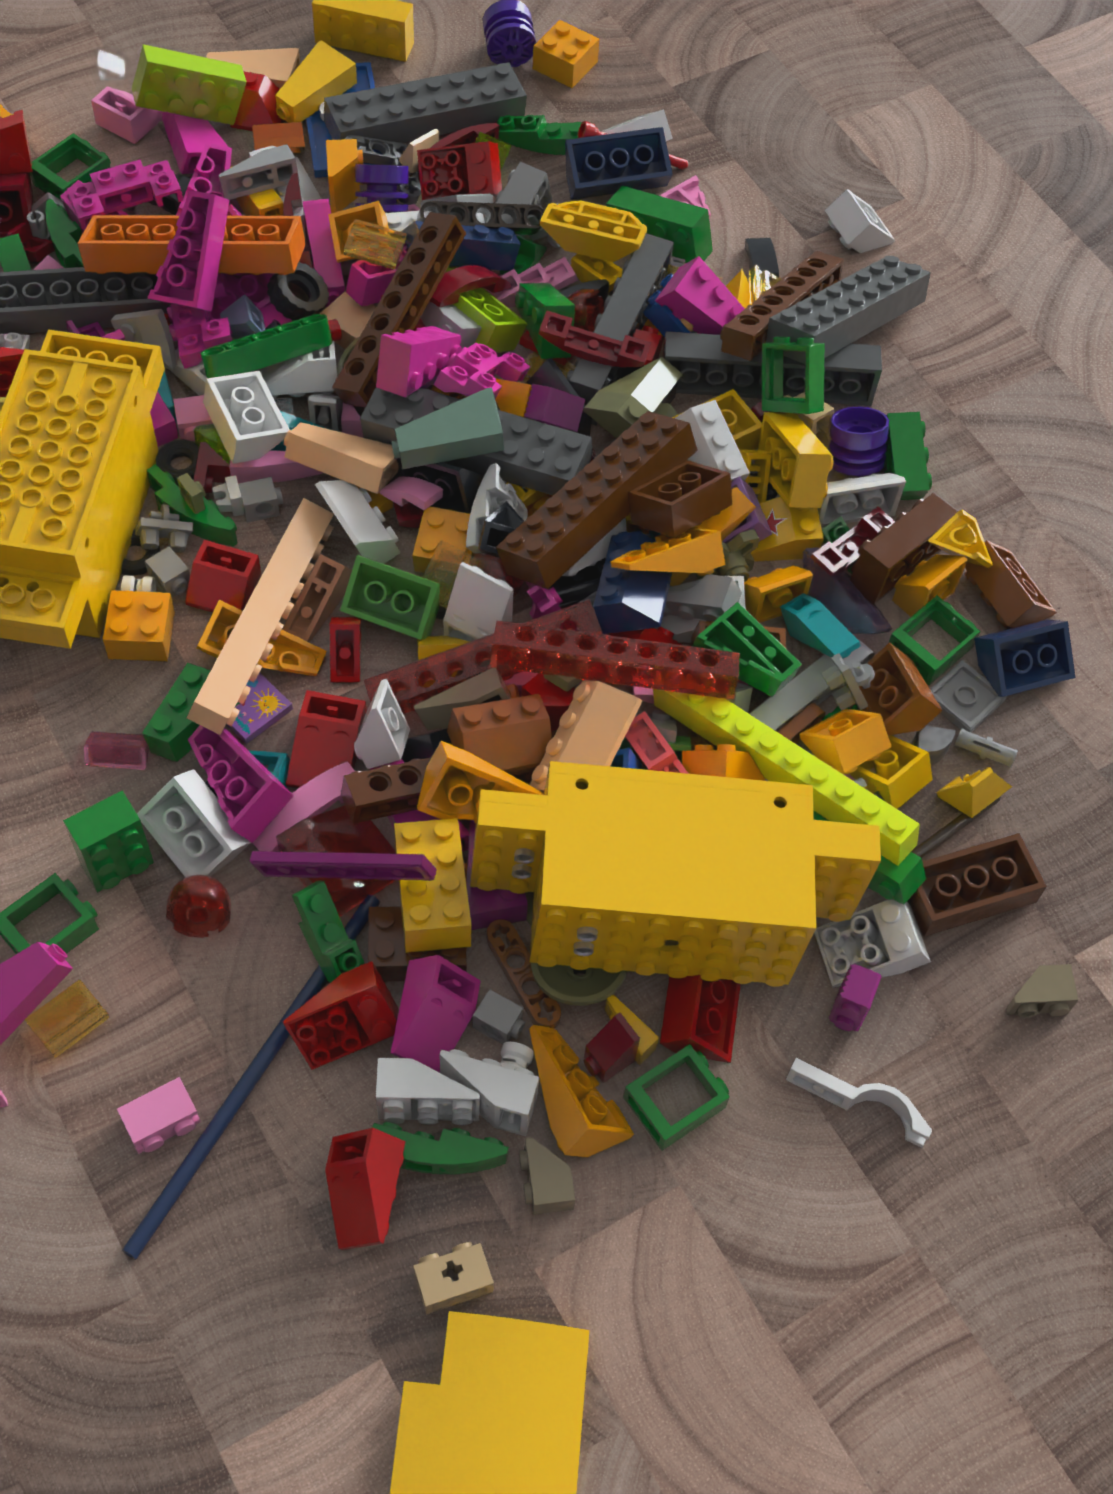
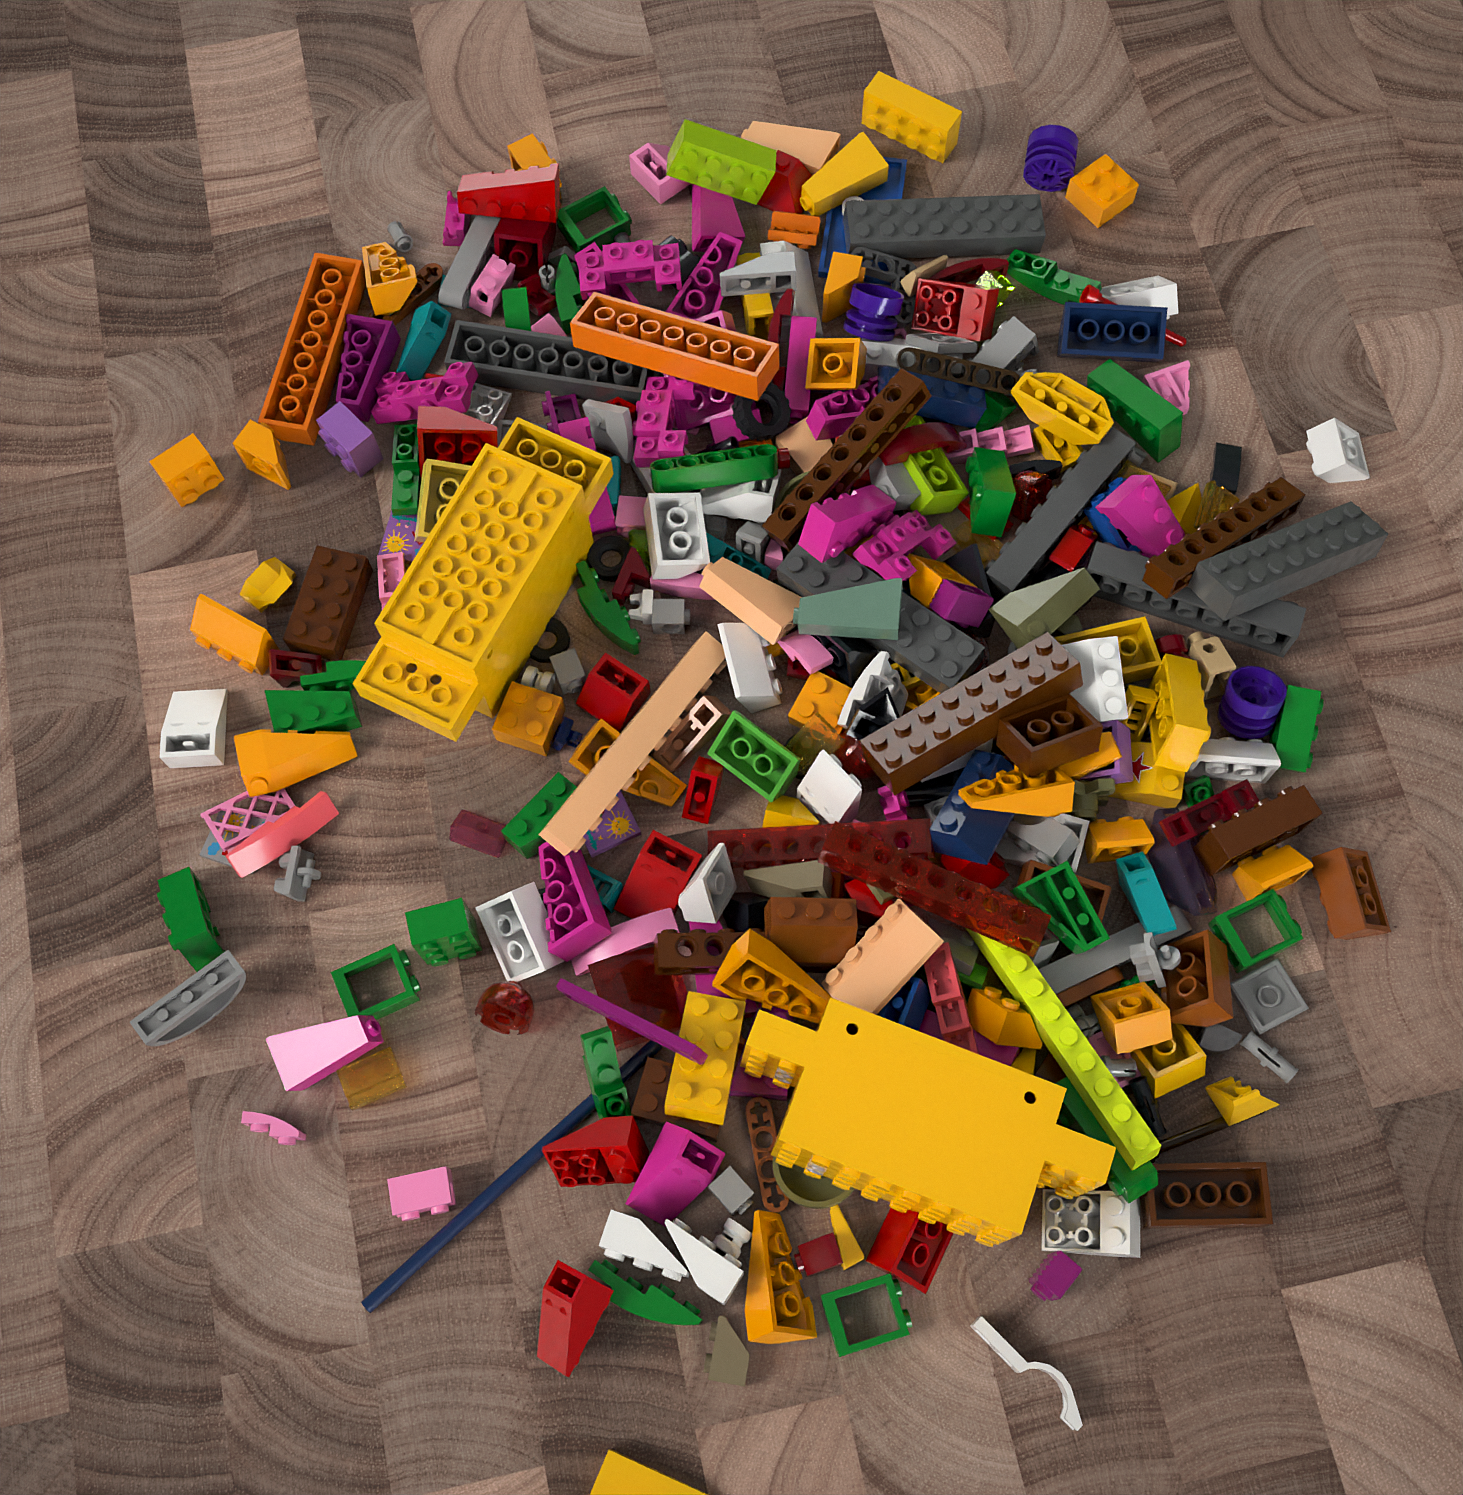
camera: 25 degrees right, 10 degrees up
(110, 66) = (660, 113): clear slope -> none
(163, 525) = (563, 626): light grey hips -> none
(183, 632) = (565, 735): none -> clear blue tile
(192, 492) = (608, 601): olive plate -> none
(194, 253) = (668, 367): dark pink wedge -> none
(244, 318) = (703, 430): sand blue slope -> none
(375, 244) = (843, 384): clear yellow plate -> none
(439, 1291) = (605, 1427): tan brick -> none
(593, 346) = (1019, 542): dark red slope -> none
(773, 376) = (1182, 626): green window -> none
(962, 537) = (1317, 841): yellow slope -> none
(1026, 656) = (1341, 975): dark blue slope -> none
(1047, 991) = (1238, 1319): dark tan slope -> none

